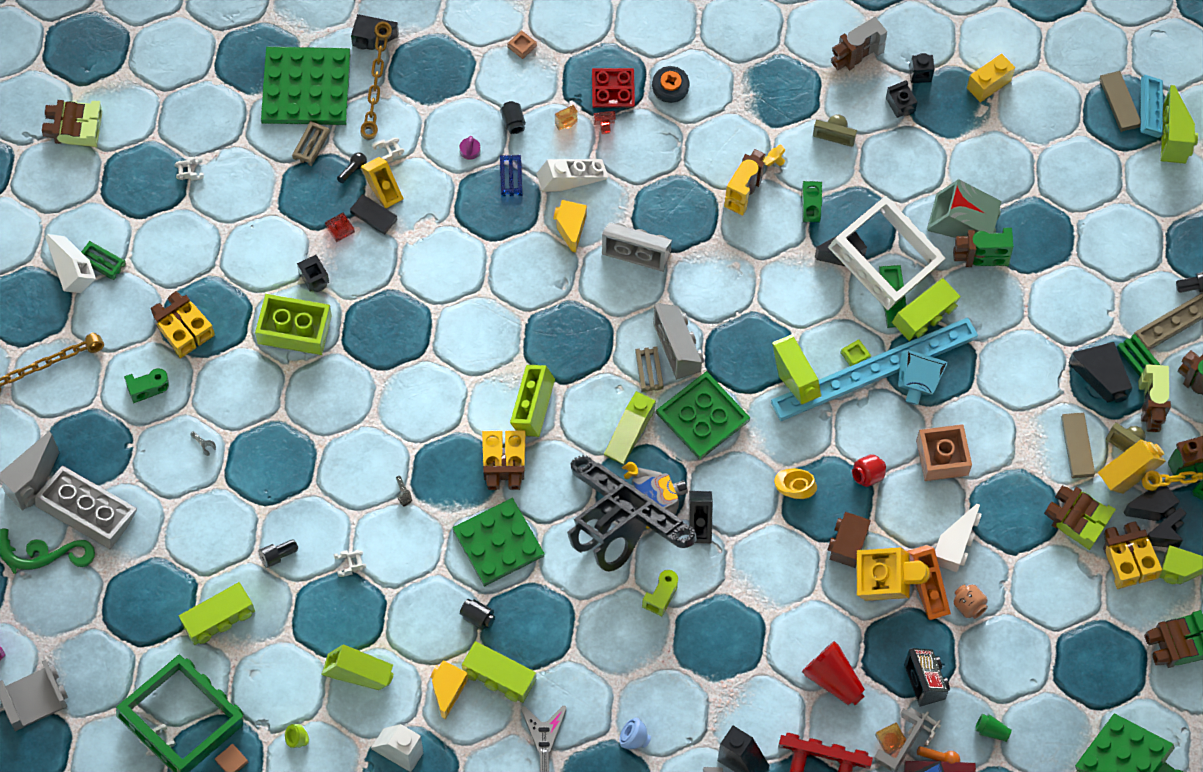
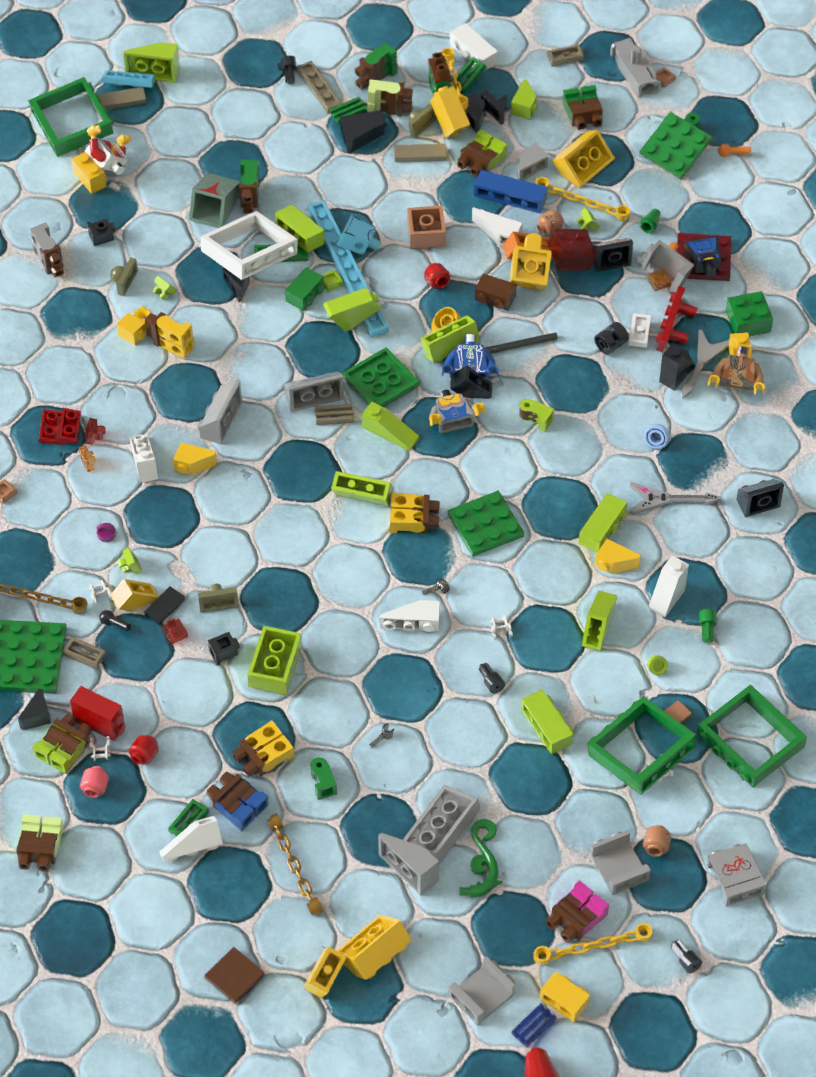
camera: 85 degrees left, 10 degrees down
(55, 734) = (657, 840): none -> nougat head
(120, 302) = (237, 800): none -> hips
(143, 165) = (94, 782): none -> coral head
(182, 207) = (143, 749): none -> red head
(191, 132) = (62, 743): none -> hips
(221, 157) = (98, 712): none -> red brick
(233, 104) = (35, 713): none -> black slope
(360, 472) = (415, 616): none -> white slope
(380, 264) = (218, 598): none -> olive tile
(427, 174) = (130, 562): none -> lime tile
(477, 614) = (551, 536): black brick -> none
(511, 190) = (137, 506): clear blue tile -> none
(513, 117) = (80, 497): black brick -> none
(628, 508) = (471, 418): black piece -> none
(665, 90) = (59, 390): black wheel -> none
(732, 510) = (470, 355): none -> blue torso
(752, 516) = (521, 343): none -> pearl dark grey bar
(756, 139) = (131, 329): none -> yellow brick
(765, 487) = (442, 341): none -> lime brick
(790, 684) = (611, 338): none -> black wheel
(804, 714) = (639, 330): none -> white plate
(811, 201) = (191, 295): green leg -> none
(824, 173) = (164, 286): none -> lime tile
(834, 323) = (304, 289): none -> green brick
(835, 674) = (606, 307): red cone -> none
(921, 63) = (73, 215): black brick -> none
(924, 625) = (572, 249): none -> clear red brick
(983, 650) = (588, 220): none -> lime tile
(1004, 687) = (622, 211): none -> yellow piece
(1014, 91) = (105, 153): none -> torso
(1020, 553) = (510, 191): none -> blue brick
(1063, 23) = (61, 94): none -> green window
(1074, 575) = (531, 161): none -> light grey slope
(1089, 641) = (583, 158): none -> yellow slope
(1131, 556) = (515, 127): yellow hips -> none

